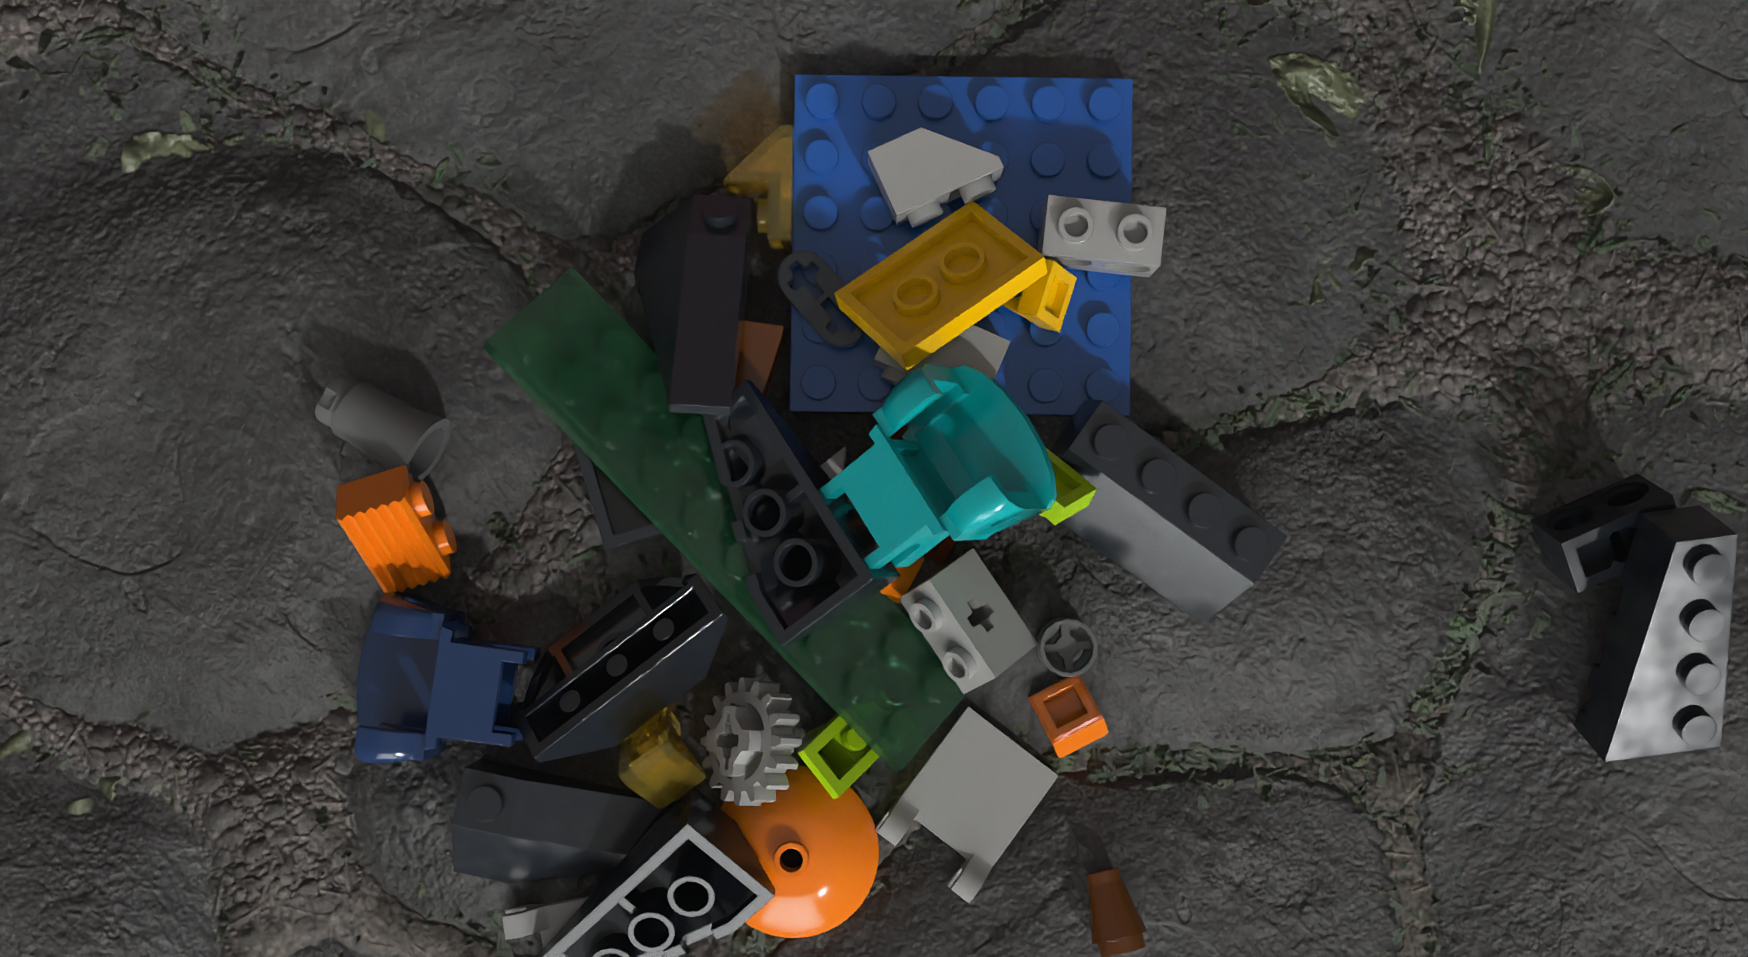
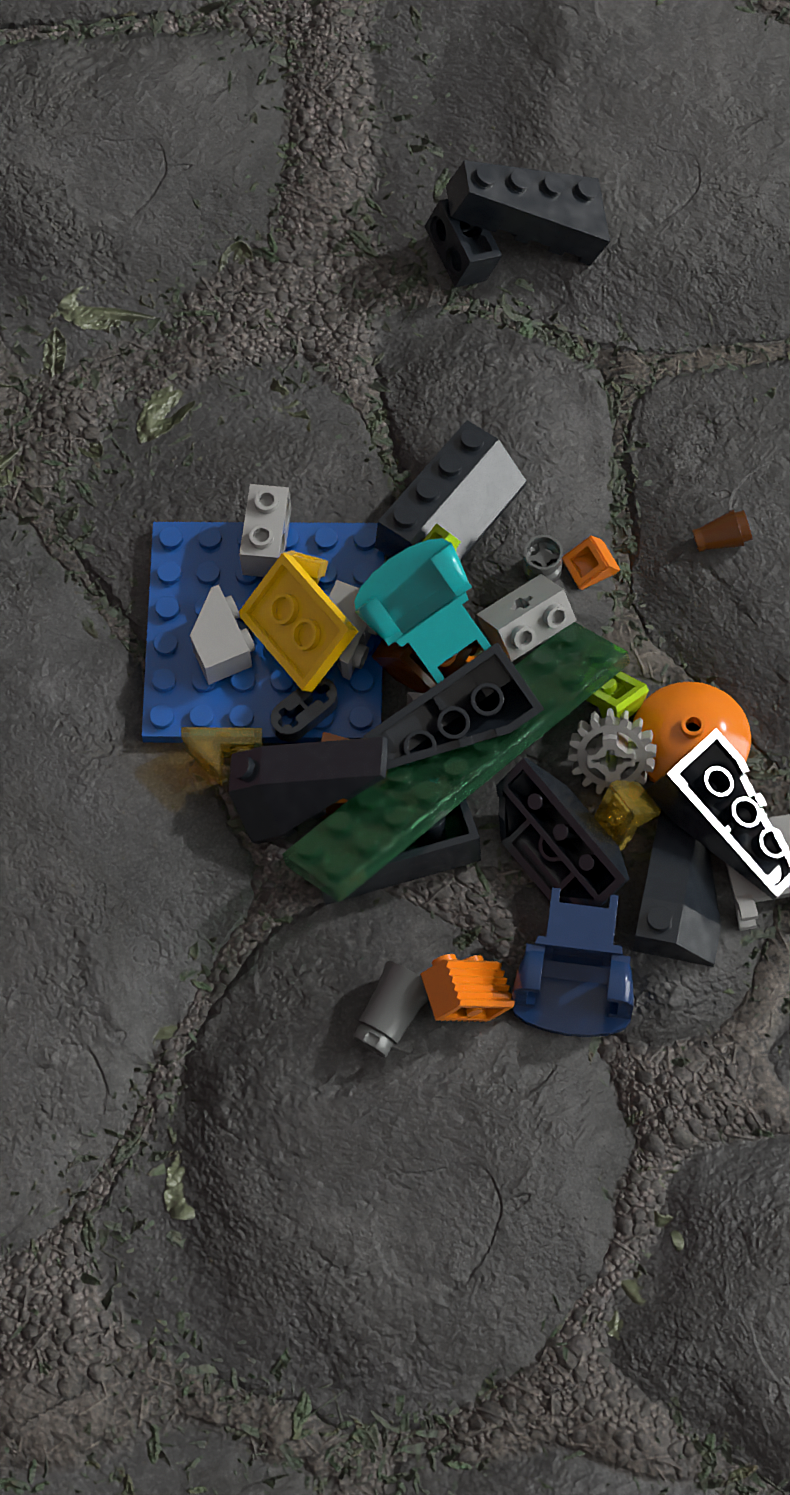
camera: 95 degrees left, 20 degrees down
(972, 797) = (650, 623): light grey flag -> none

